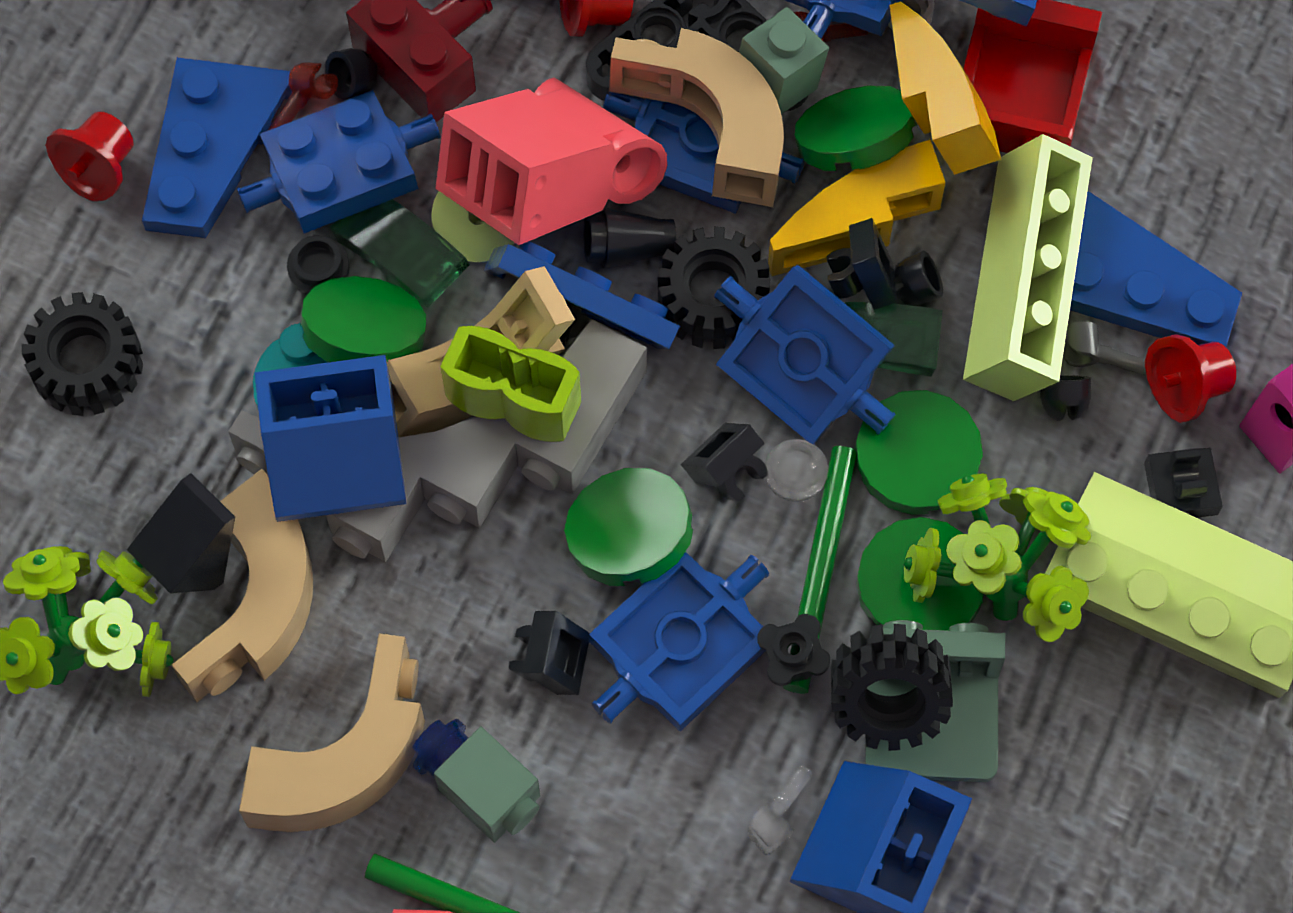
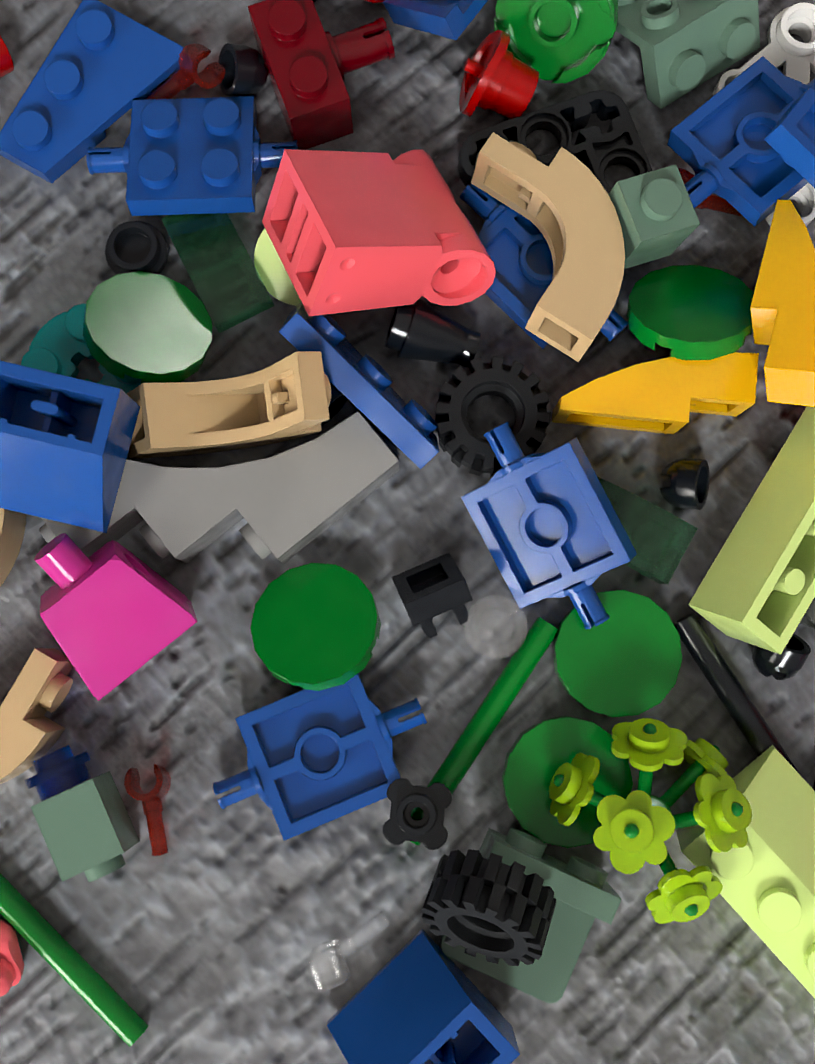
camera: 20 degrees right, 15 degrees up
(432, 579) = (108, 611): none -> dark pink torso
(498, 381) = (251, 466): lime brick -> none
(536, 747) = (151, 805): none -> clear red hand
(553, 653) = (196, 721): black tile -> none
(863, 266) = (643, 458): black tile -> none
(1028, 441) = (727, 686): none -> black bar

